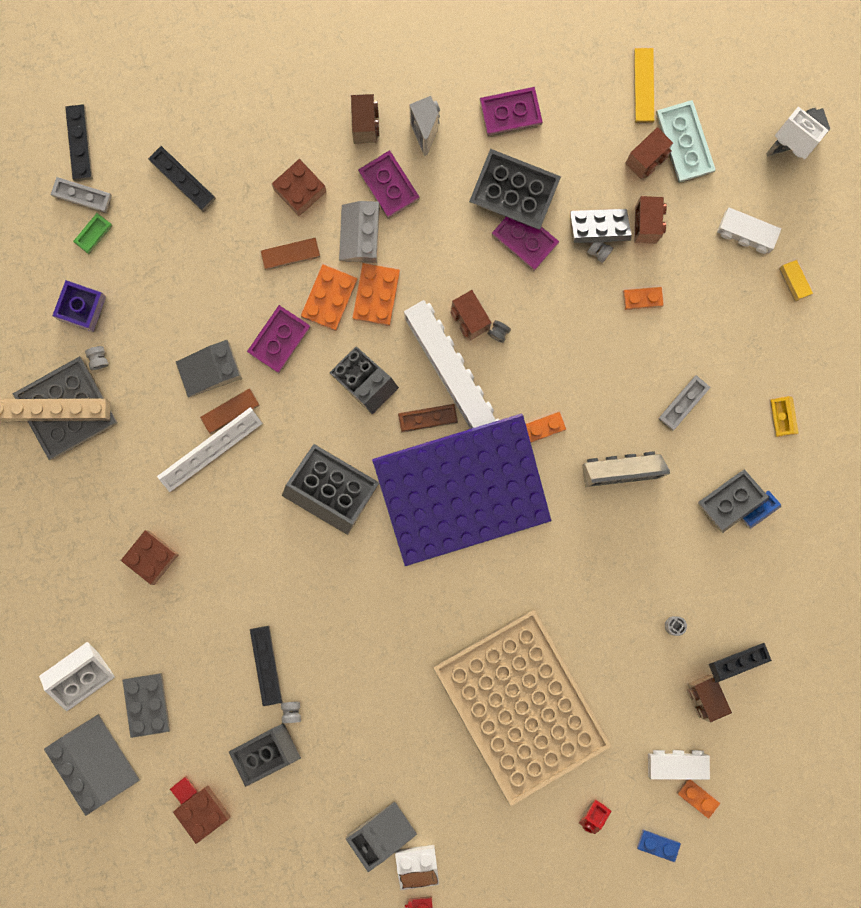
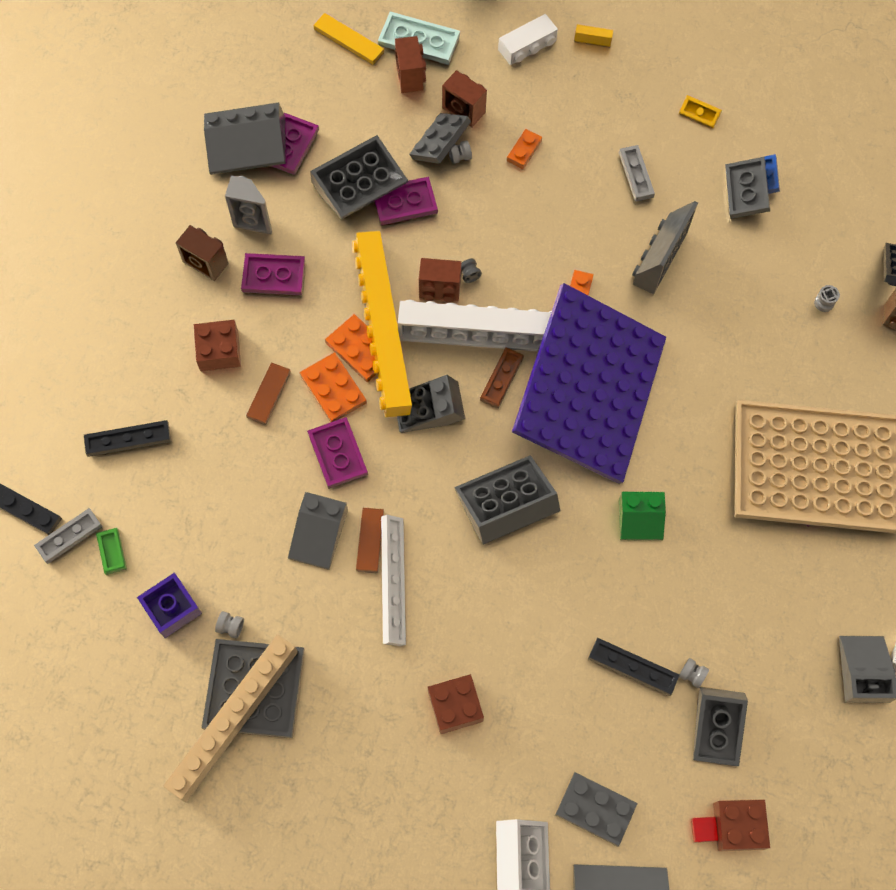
camera: 50 degrees left, 15 degrees down
(359, 232) = (296, 323): light grey slope -> none
(386, 598) = (642, 515): none -> green slope
(403, 297) = (382, 325): none -> yellow brick
(486, 75) = (245, 138): none -> dark grey slope

